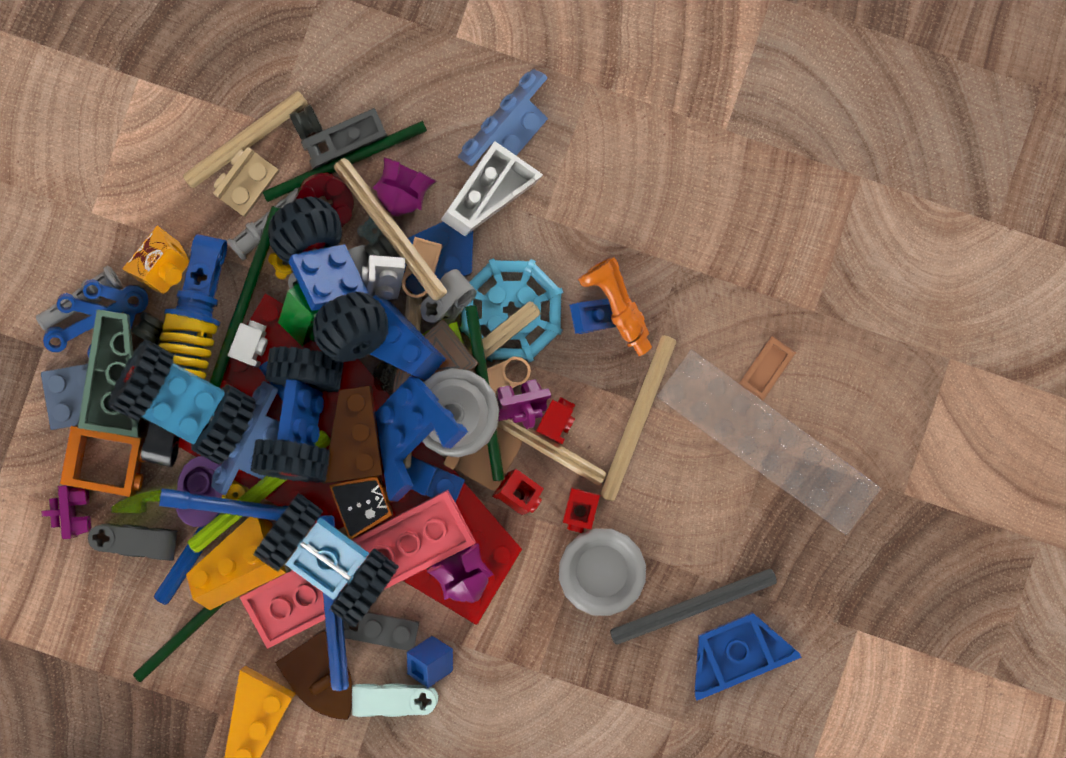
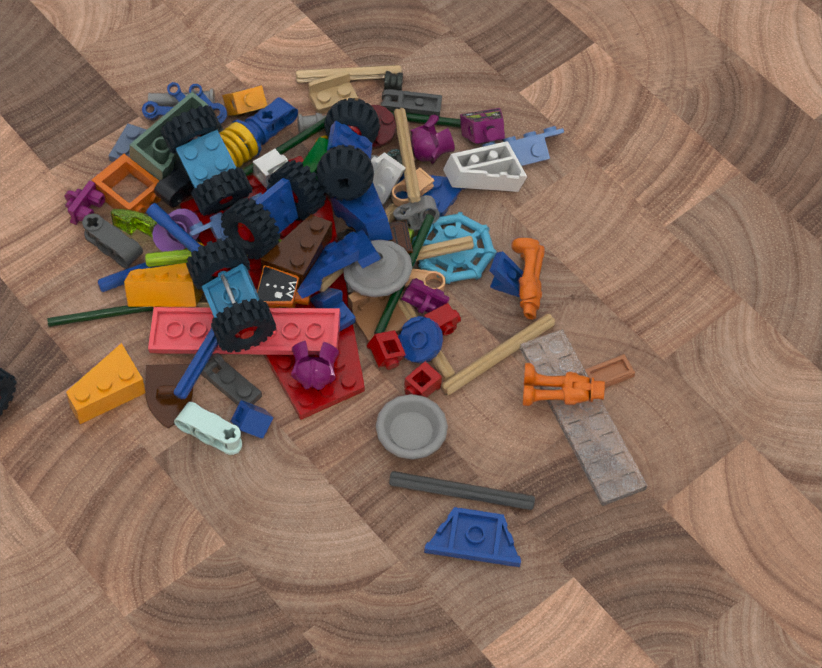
camera: 30 degrees right, 30 degrees down
(451, 127) = (485, 125): none -> magenta torso
(548, 459) = (421, 339): none -> blue tile
(749, 427) = (573, 387): none -> orange piece

